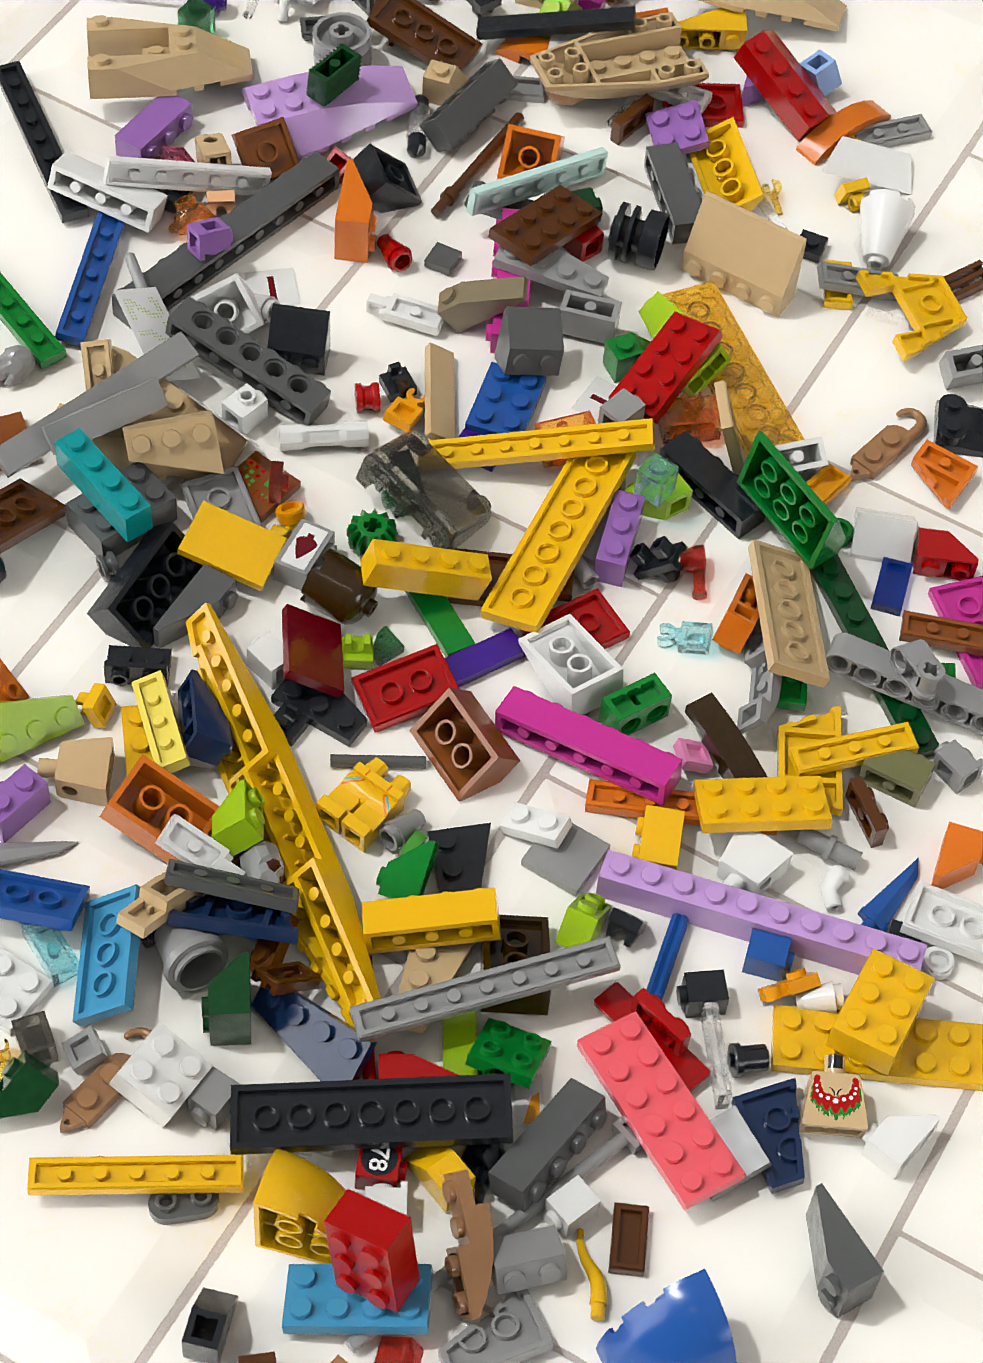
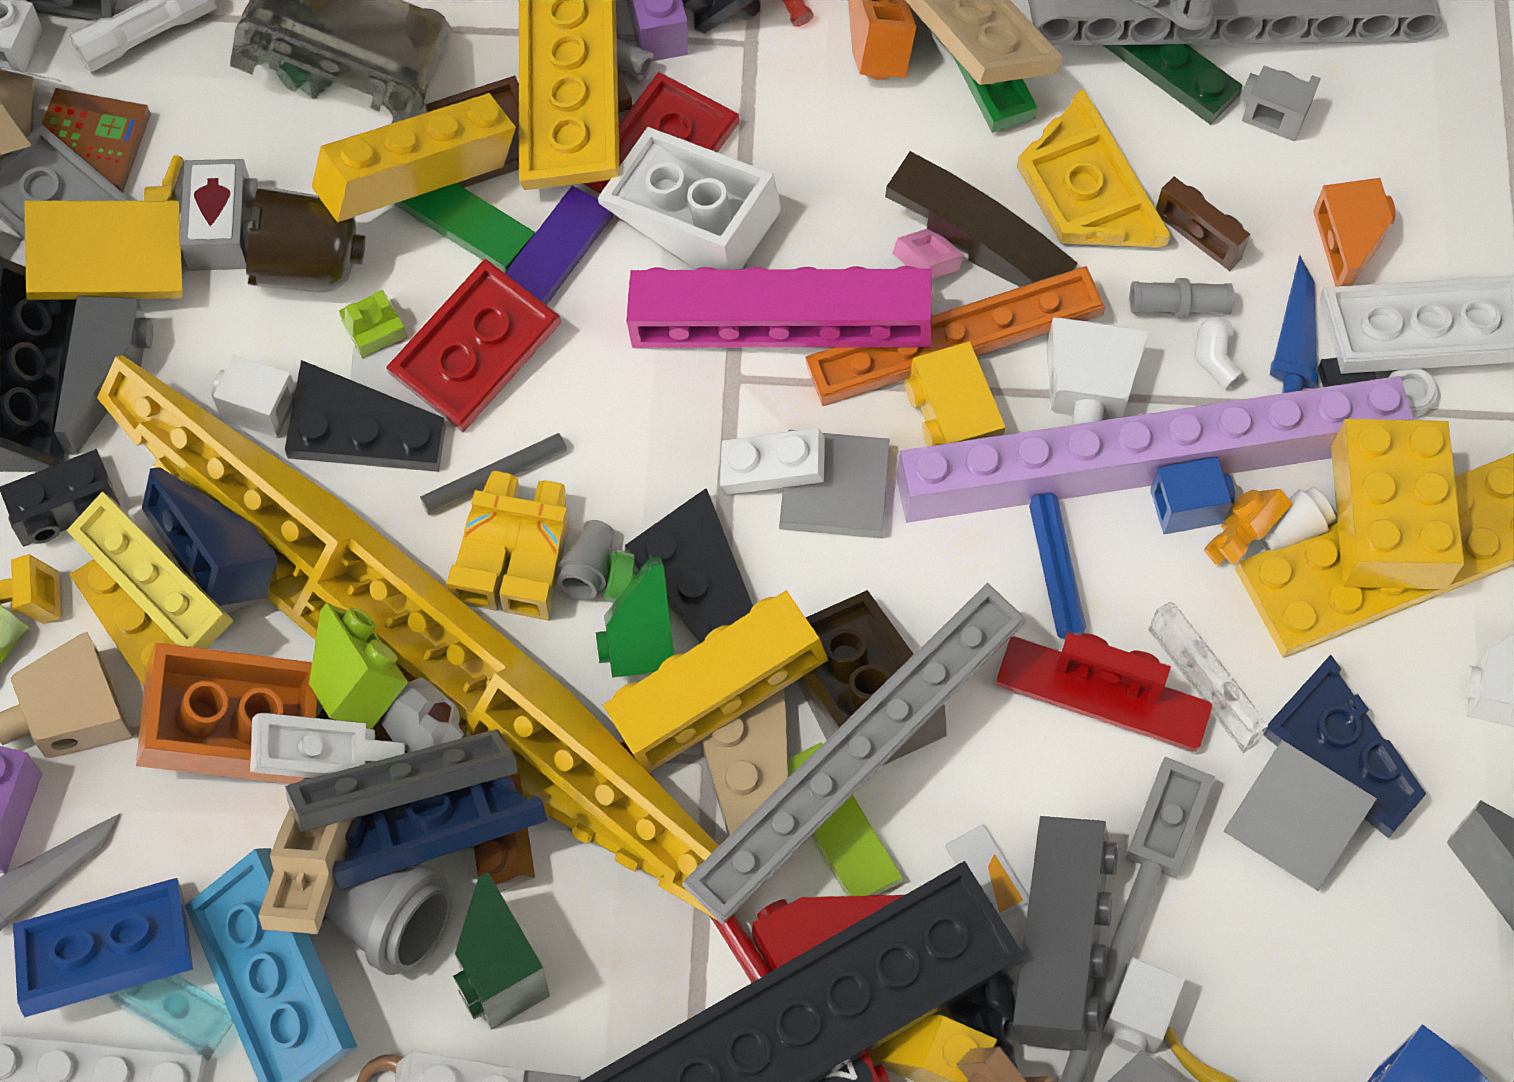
camera: 25 degrees left, 10 degrees up
(277, 482) = (118, 121): clear red plate -> none
(286, 978) = (564, 877): reddish brown tile -> none
(290, 512) = (159, 159): light orange tile -> none
(291, 722) = (336, 475): black tile -> none
(312, 651) = (311, 354): dark red tile -> none
(315, 1035) = (638, 938): wing -> none
(369, 527) = (293, 136): green gear -> none
(386, 646) = (409, 295): clear green tile -> none
(464, 744) = (604, 390): dark orange slope -> none
(508, 1050) = (928, 824): green plate -> none
(583, 920) = (920, 573): lime slope -> none
(628, 1239) = (1241, 1009): reddish brown tile -> none
(629, 923) = (977, 541): black tile -> none
(636, 705) = (814, 218): green brick -> none
(660, 1110) = (1185, 799): coral plate -> none
(690, 638) = (827, 83): clear light blue plate -> none
(701, 988) = (1136, 591): black brick -> none
(747, 1058) = (1252, 657): black bush -> none
(762, 804) = (1067, 281): yellow plate -> none
(764, 687) = (965, 106): light grey slope -> none
(834, 1102) = (1401, 661): tan torso -> none
(851, 749) = (1138, 144): yellow tile -> none
(898, 775) = (1216, 151): olive slope -> none

